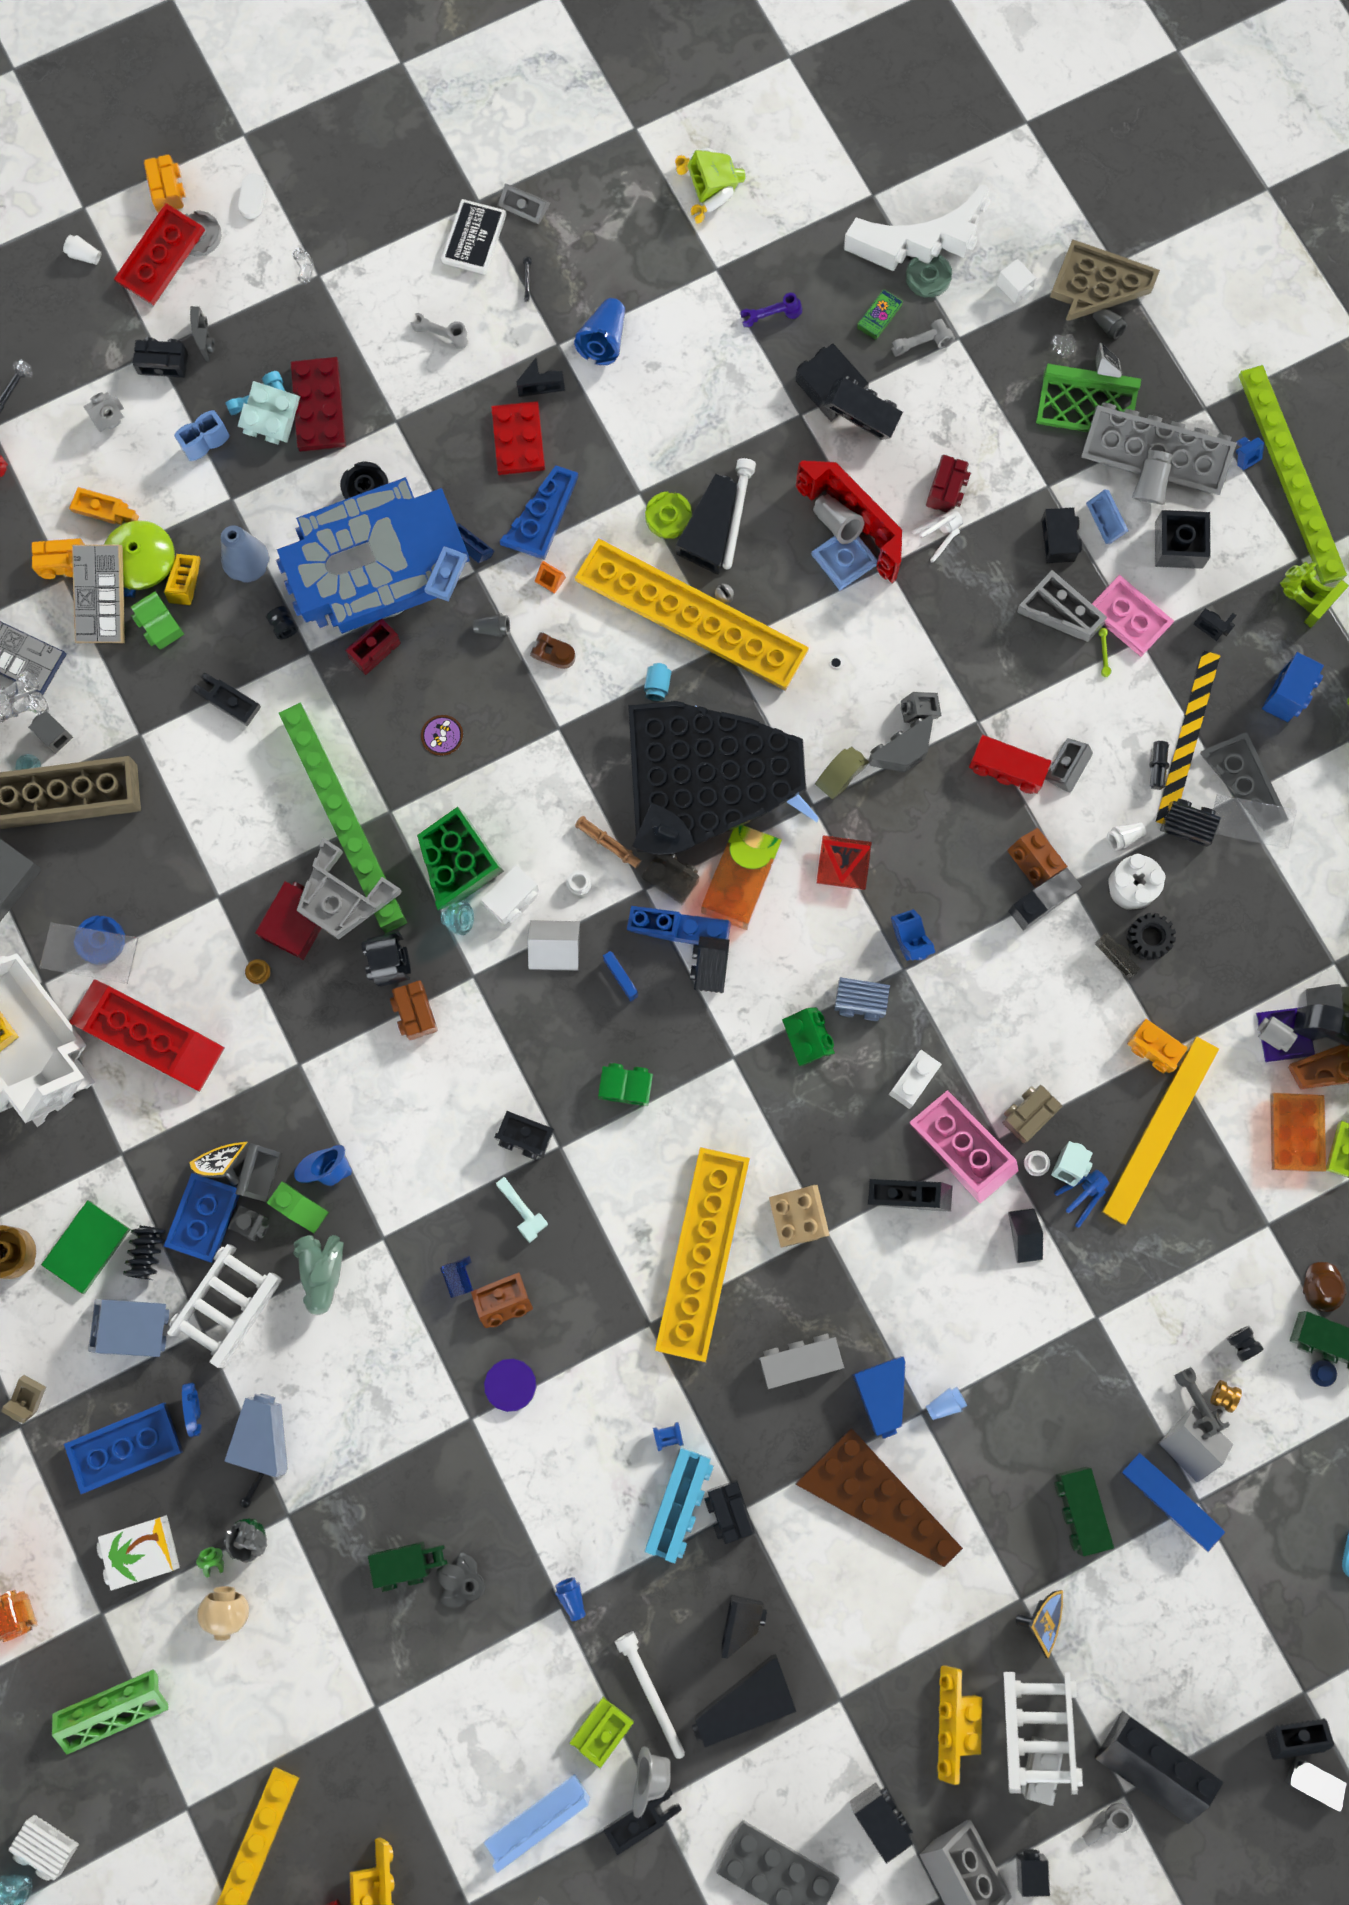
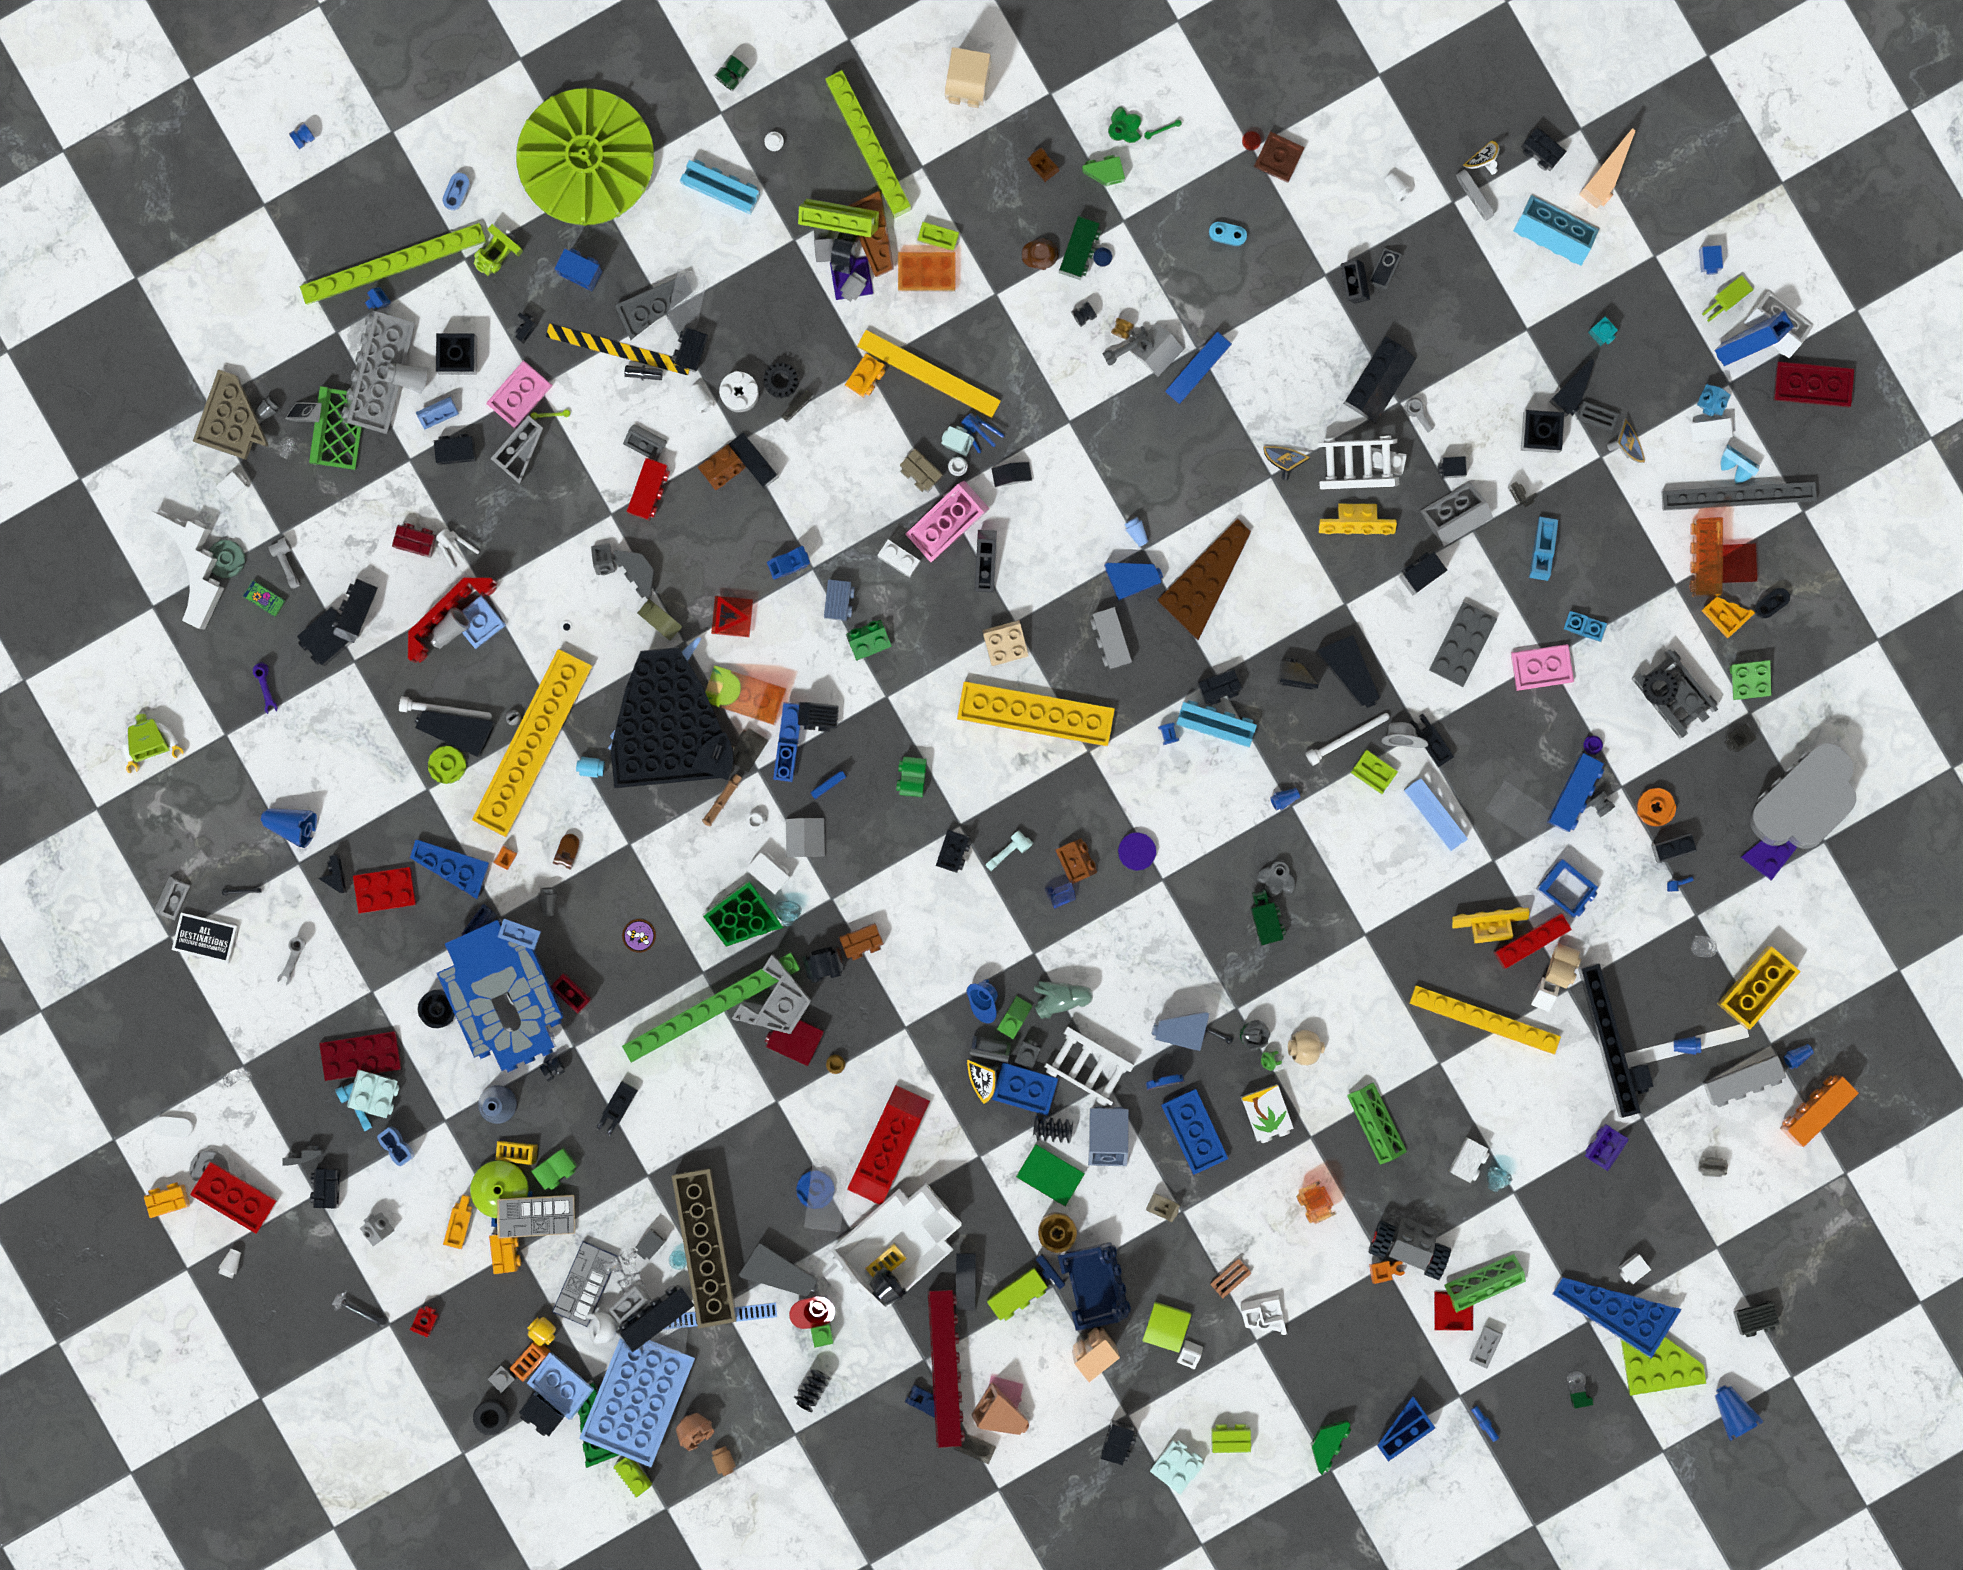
camera: 90 degrees left, 10 degrees up
(1083, 1511) = (1208, 432): dark green brick -> none

